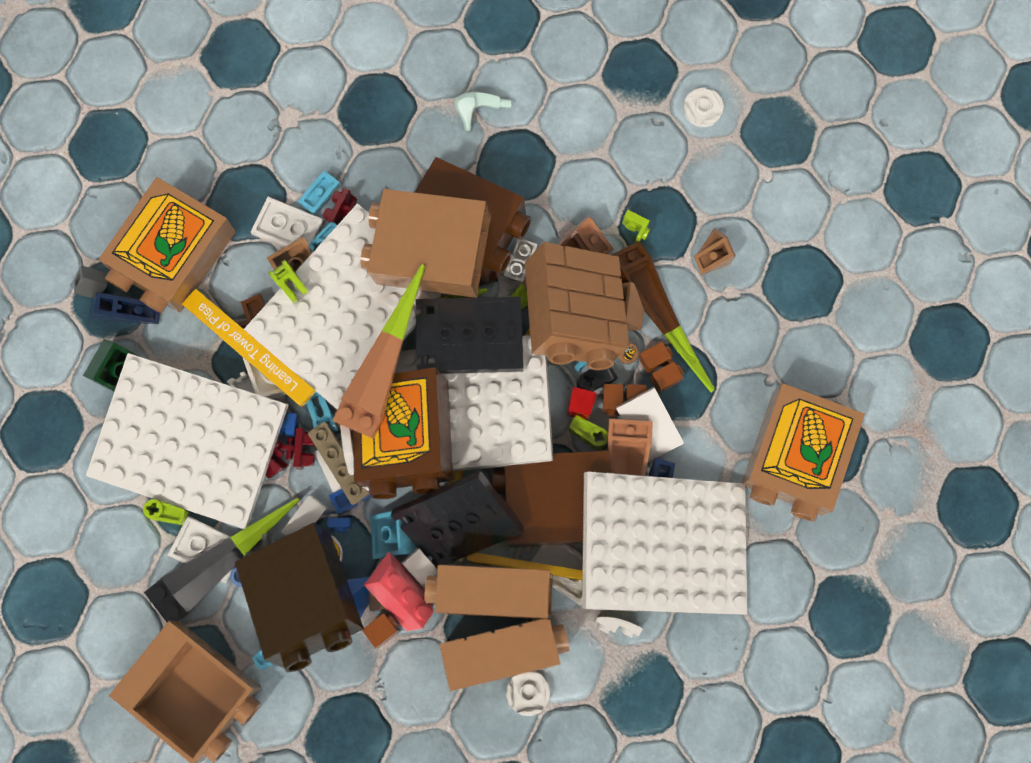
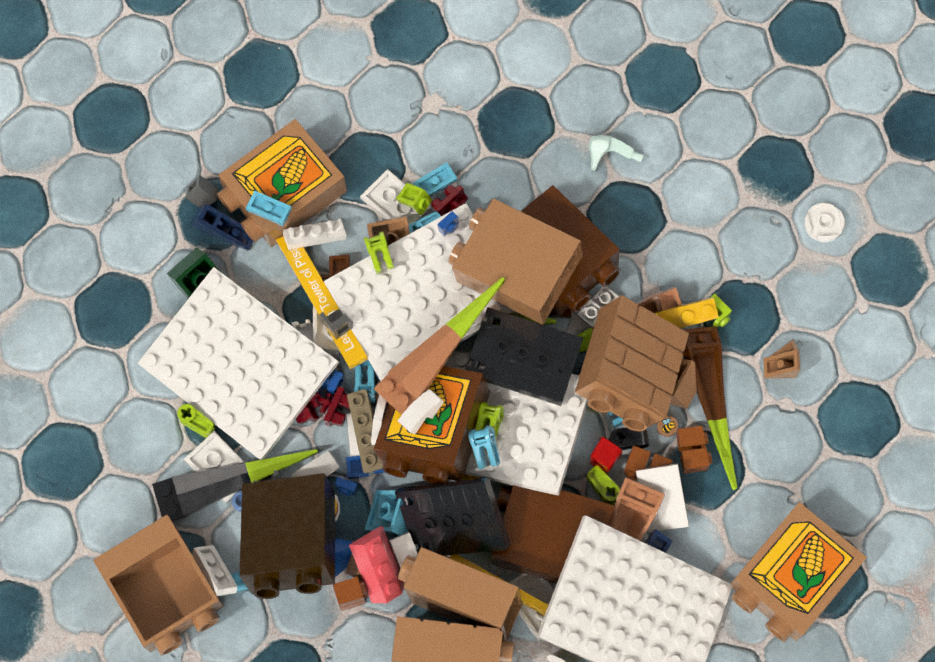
camera: 25 degrees right, 5 degrees down
(161, 275) = (268, 208): none -> medium azure plate
(218, 285) = (314, 234): none -> white plate
(238, 657) = (215, 570): none -> white plate
(272, 366) = (336, 323): none -> dark grey panel
(304, 215) = (414, 198): none -> lime bracket
(347, 230) = (448, 224): none -> blue plate
(384, 432) = (419, 410): none -> white slope
(454, 405) = (490, 414): none -> lime piece
(463, 431) = (481, 439): none -> medium azure piece
(612, 236) = (691, 313): none -> yellow plate

